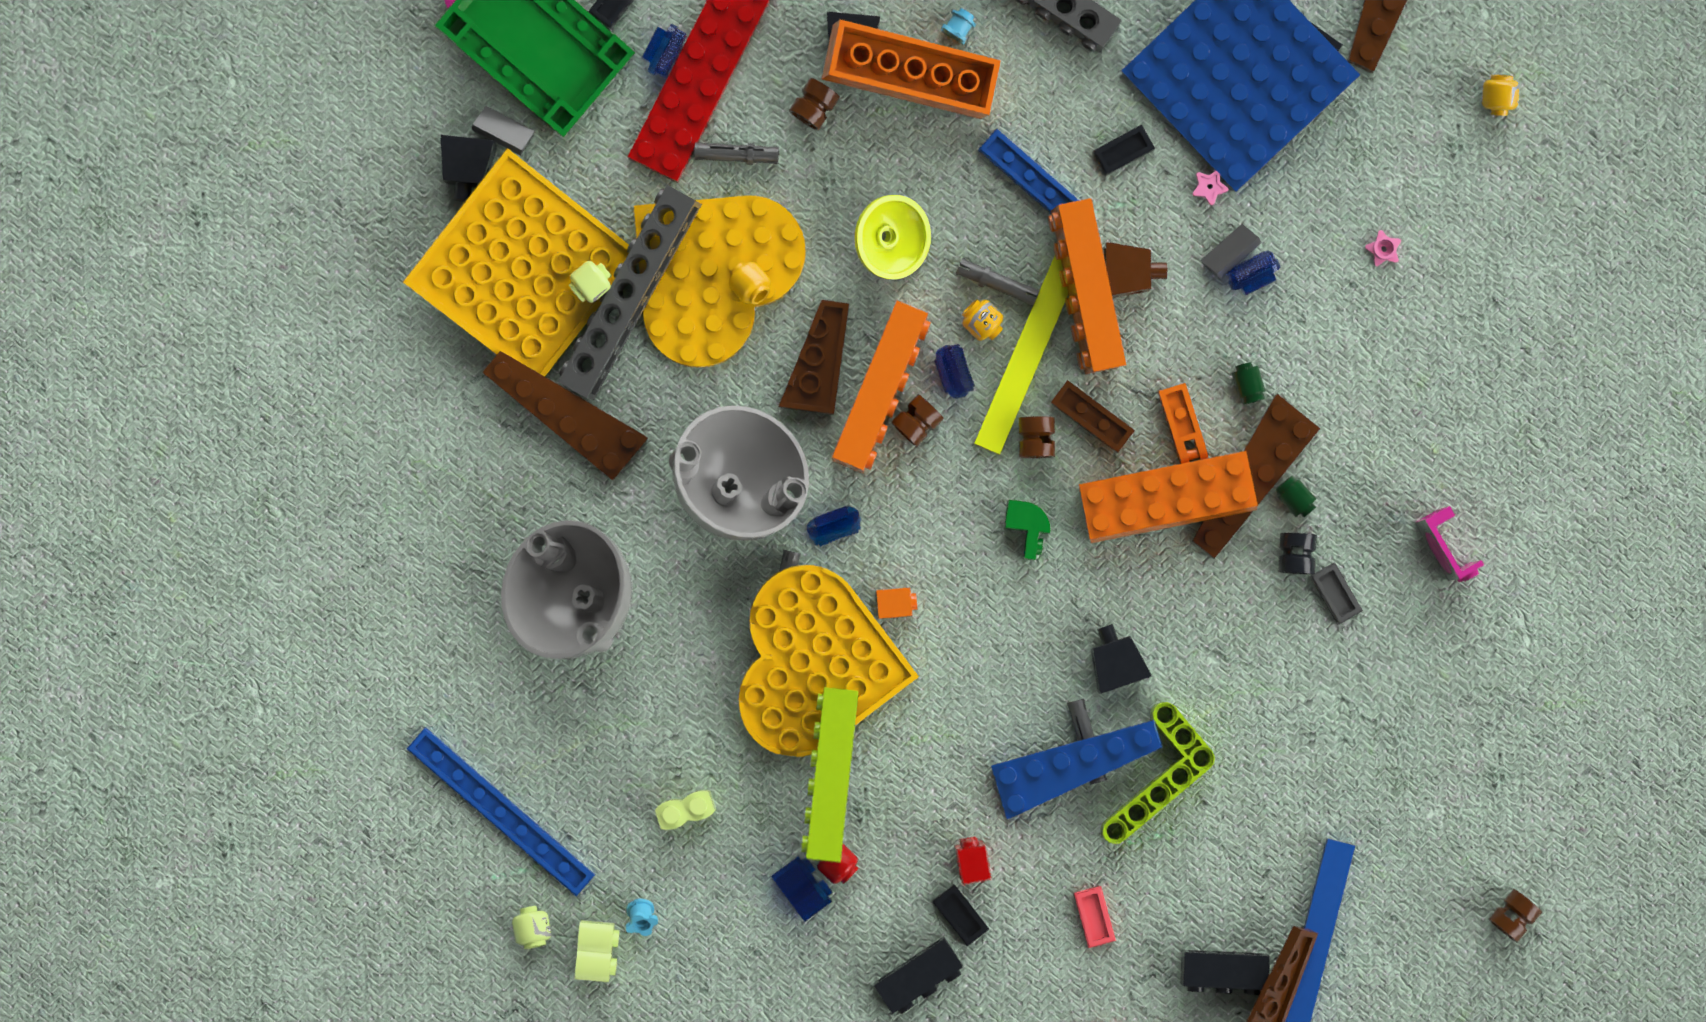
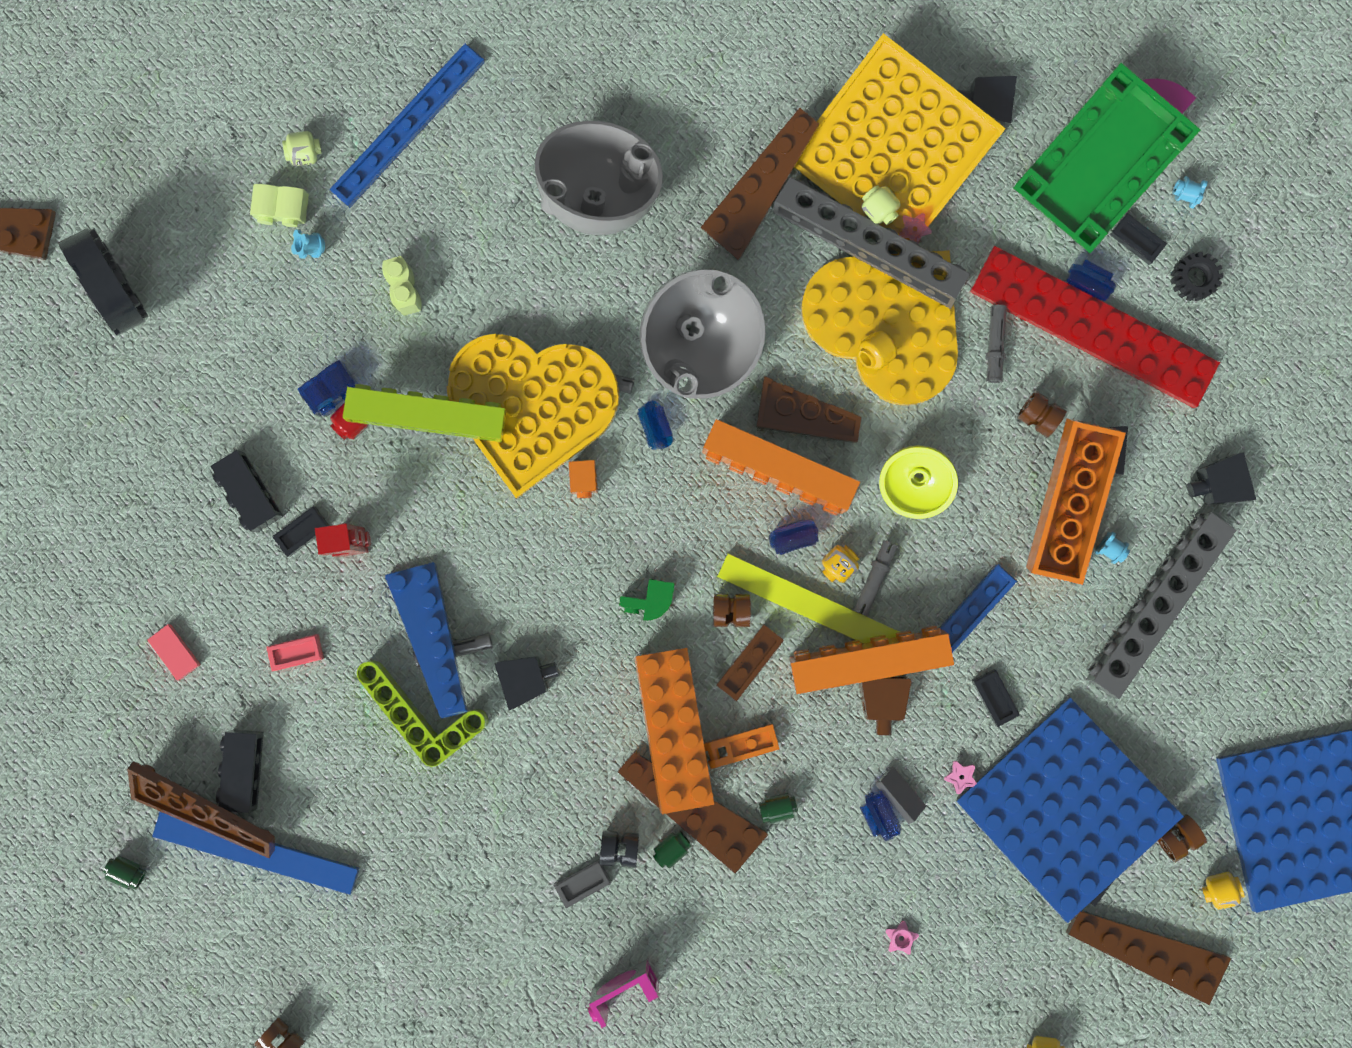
camera: 90 degrees right, 0 degrees up
(503, 130) = (1019, 134): tile -> none
(606, 241) = (919, 222): none -> clear pink plate
(917, 420) = (749, 501): reddish brown wheel -> none

